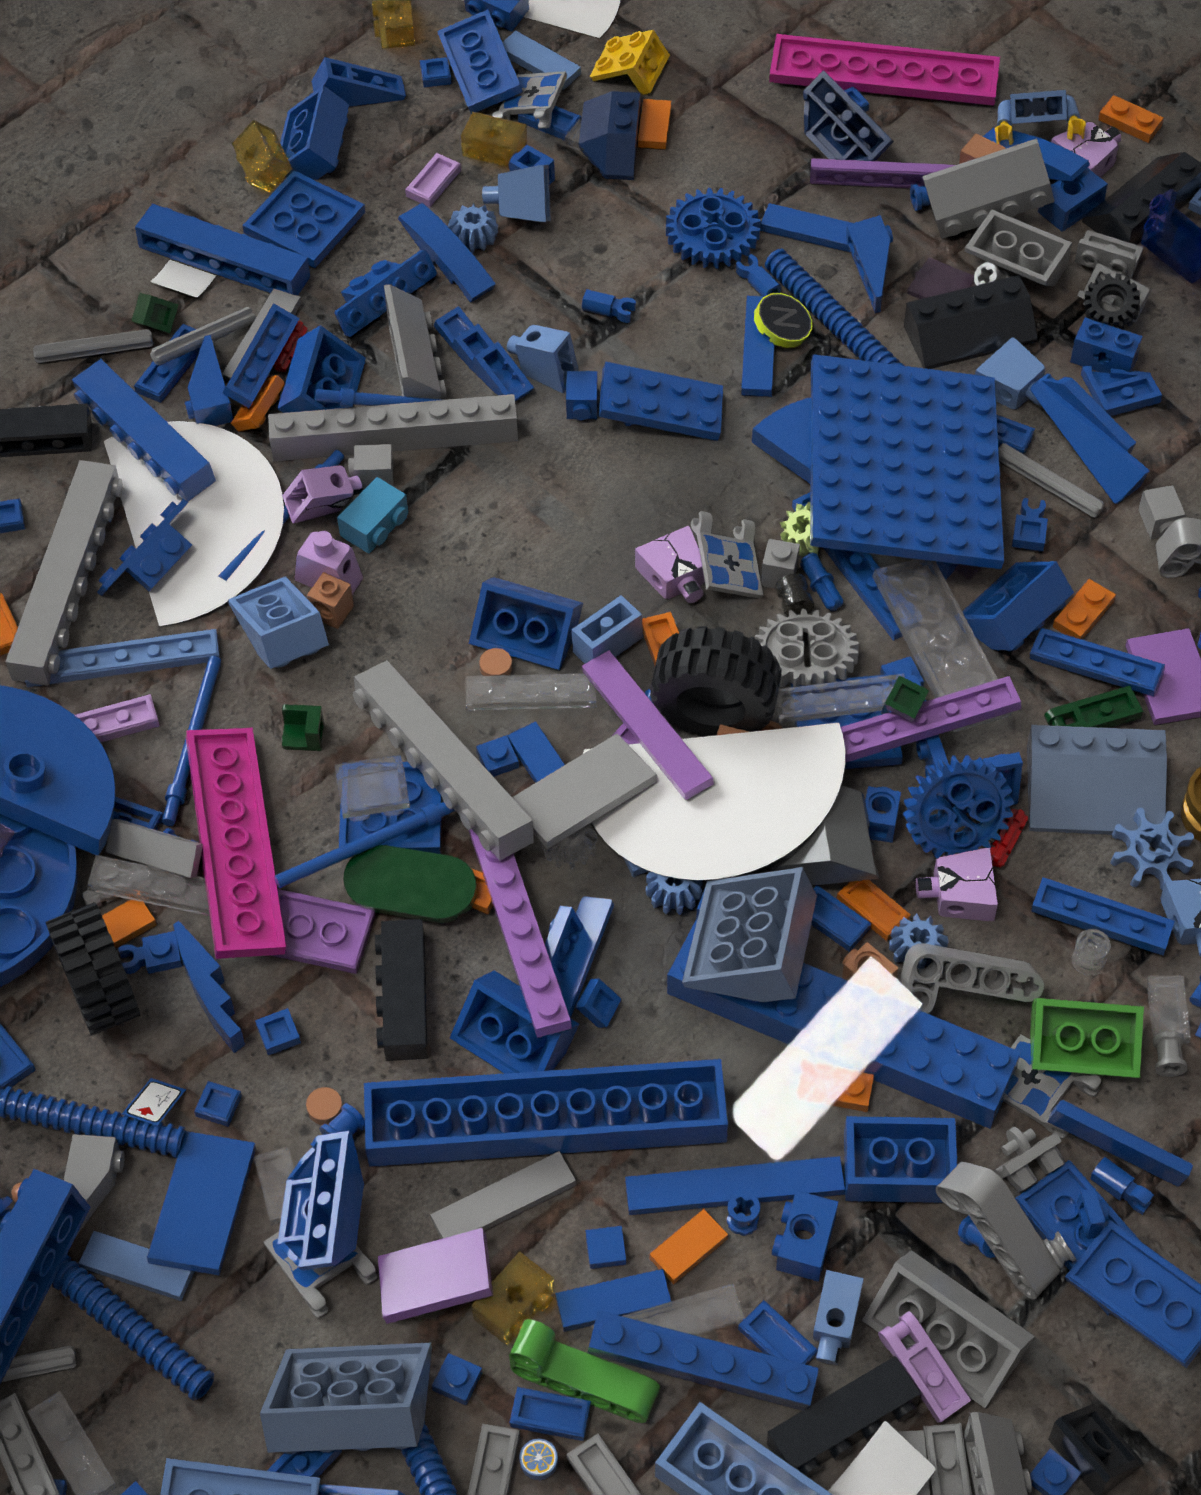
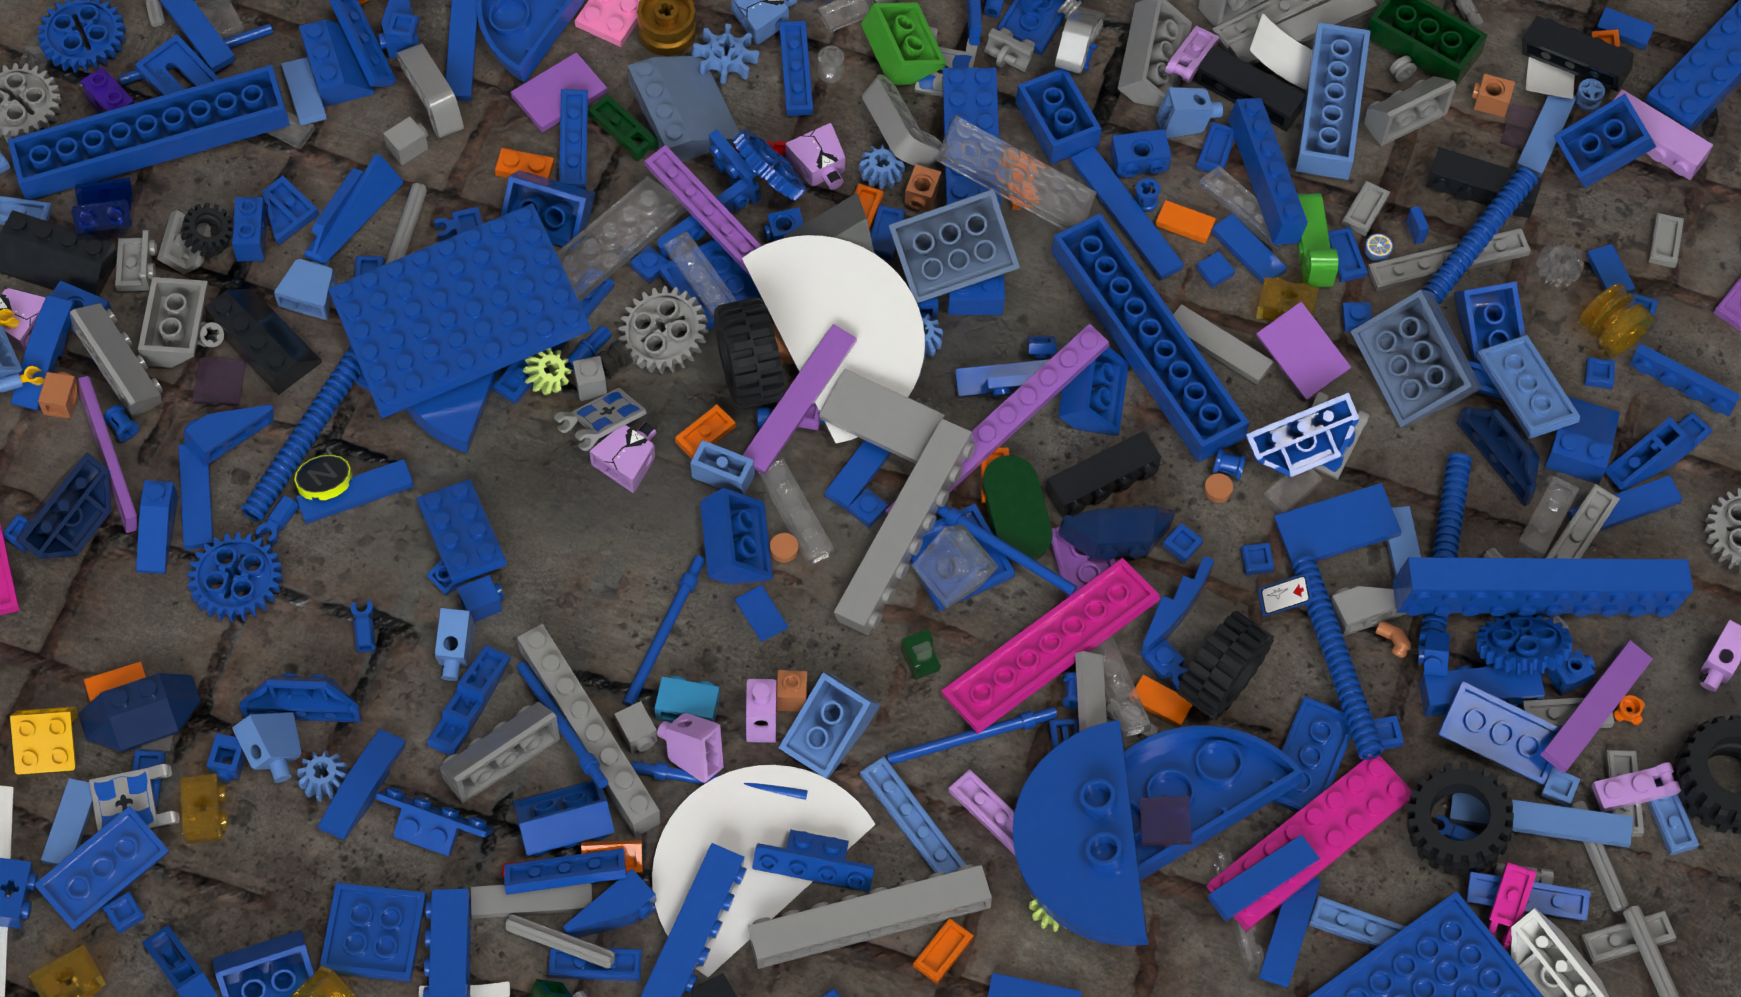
camera: 120 degrees left, 5 degrees up
(196, 1439) = (1503, 448): none -> dark blue wedge
(319, 962) = (1117, 531): none -> dark blue wedge
(433, 180) = (269, 846): lavender tile -> none
(437, 621) = (761, 613): none -> blue sticker
(502, 566) = (687, 584): none -> blue bar
(555, 237) = (307, 697): none -> blue wedge
(802, 189) = (156, 526): none -> blue slope
(905, 699) = (700, 223): dark green panel -> none

